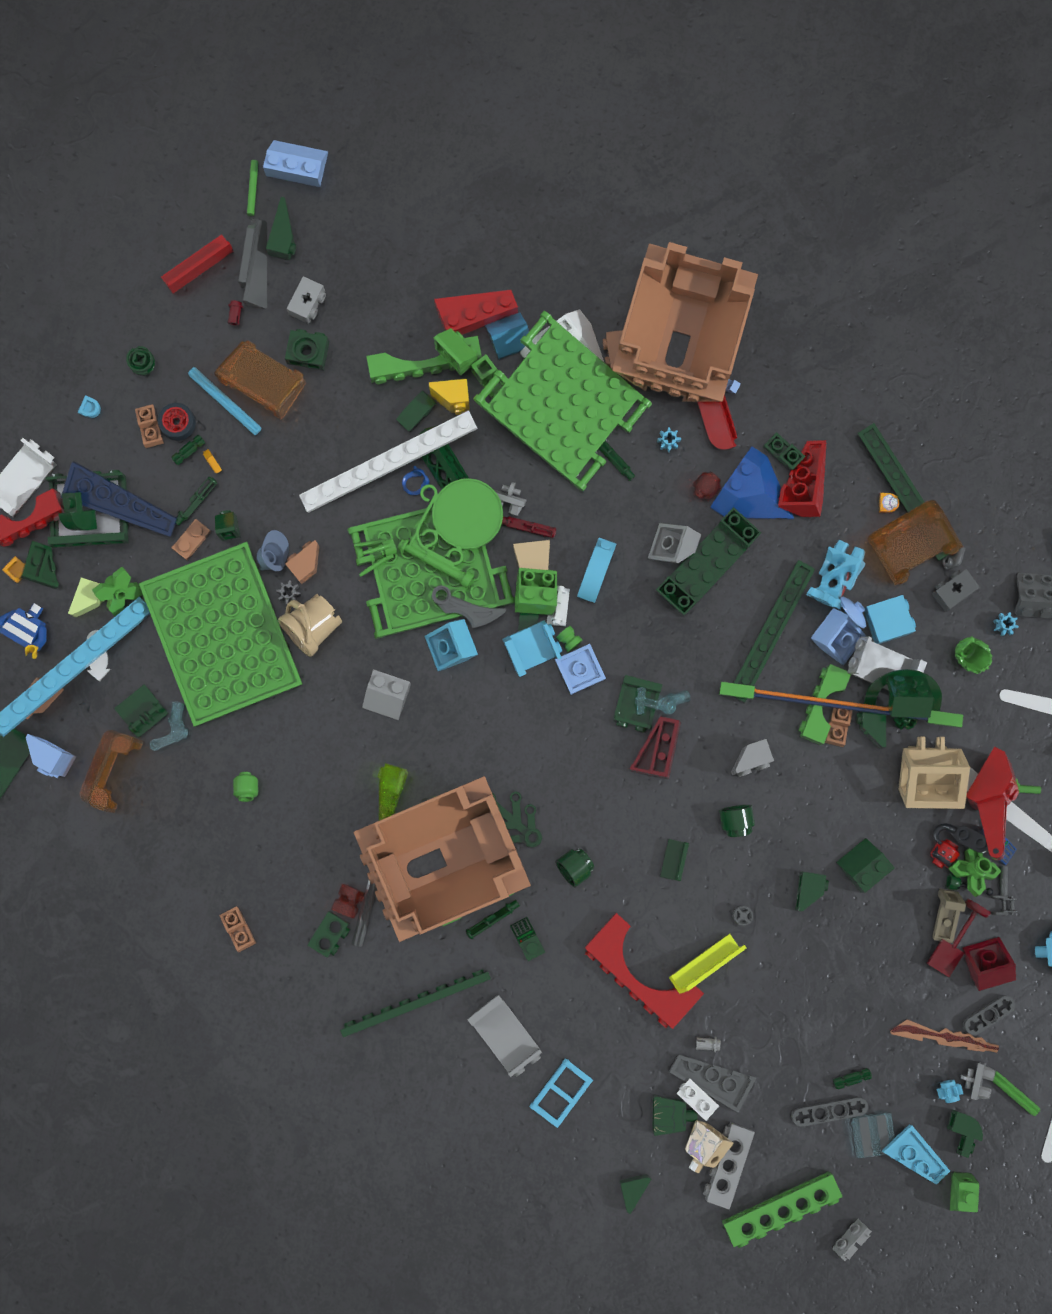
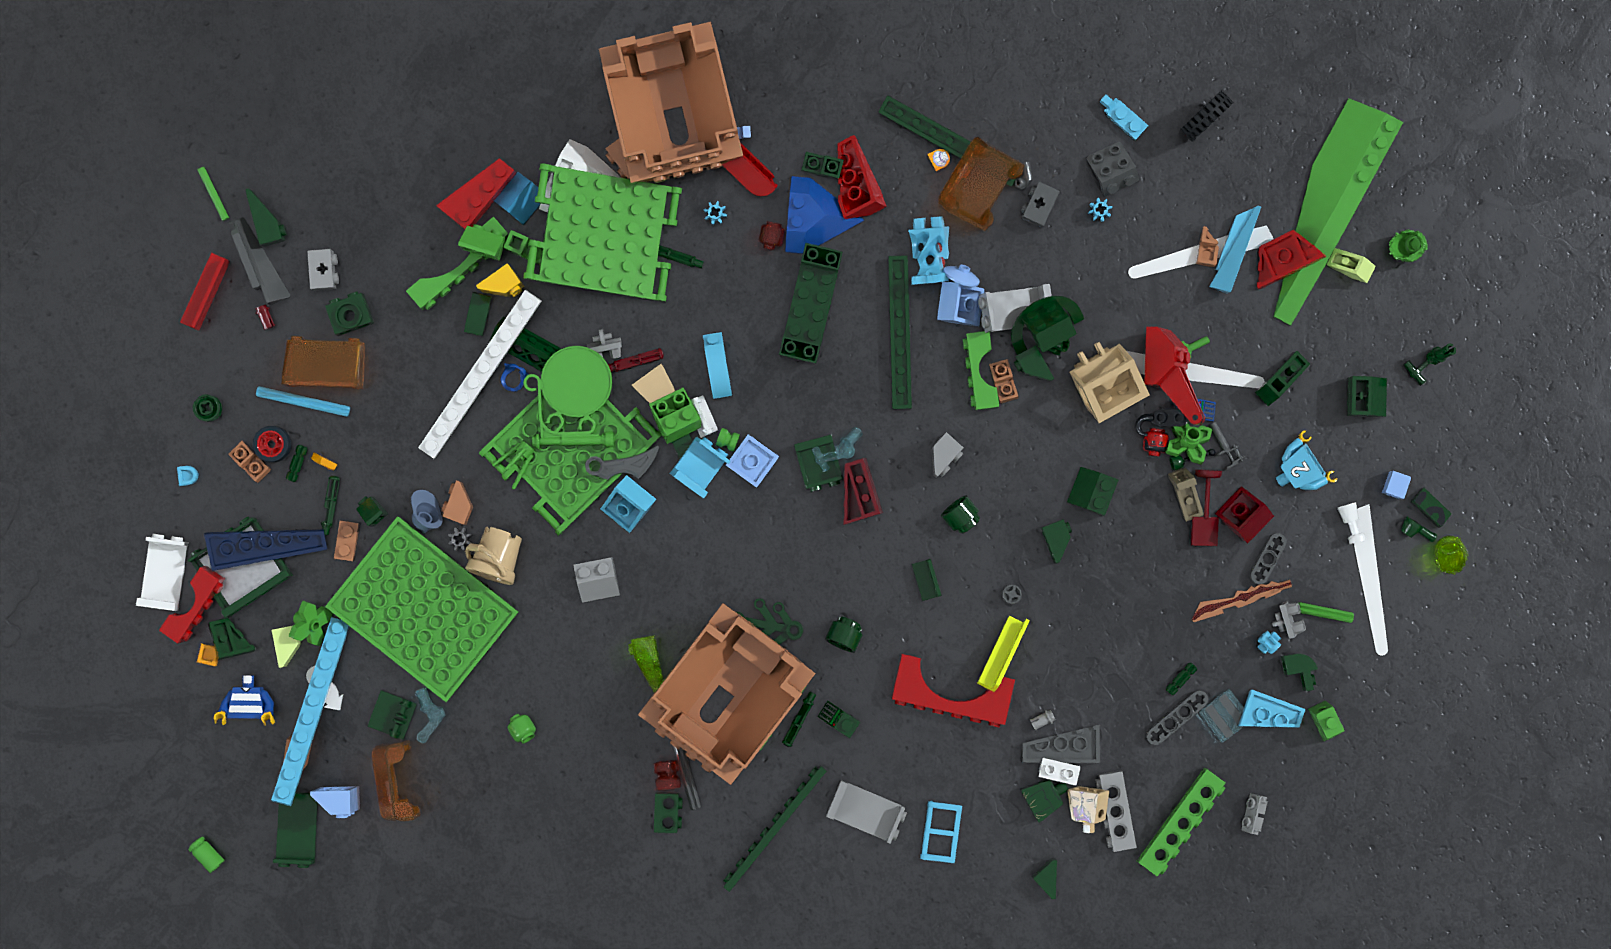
camera: 25 degrees left, 5 degrees up
(74, 516) = (234, 579): dark green brick -> none
(237, 929) = (586, 852): nougat slope -> none
(295, 163) = (238, 149): light blue slope -> none
(673, 543) = (771, 304): light grey slope -> none
(747, 691) = (908, 398): piece -> none
(889, 619) = (997, 263): medium azure piece -> none
(973, 655) = (1086, 254): bright green hair -> none

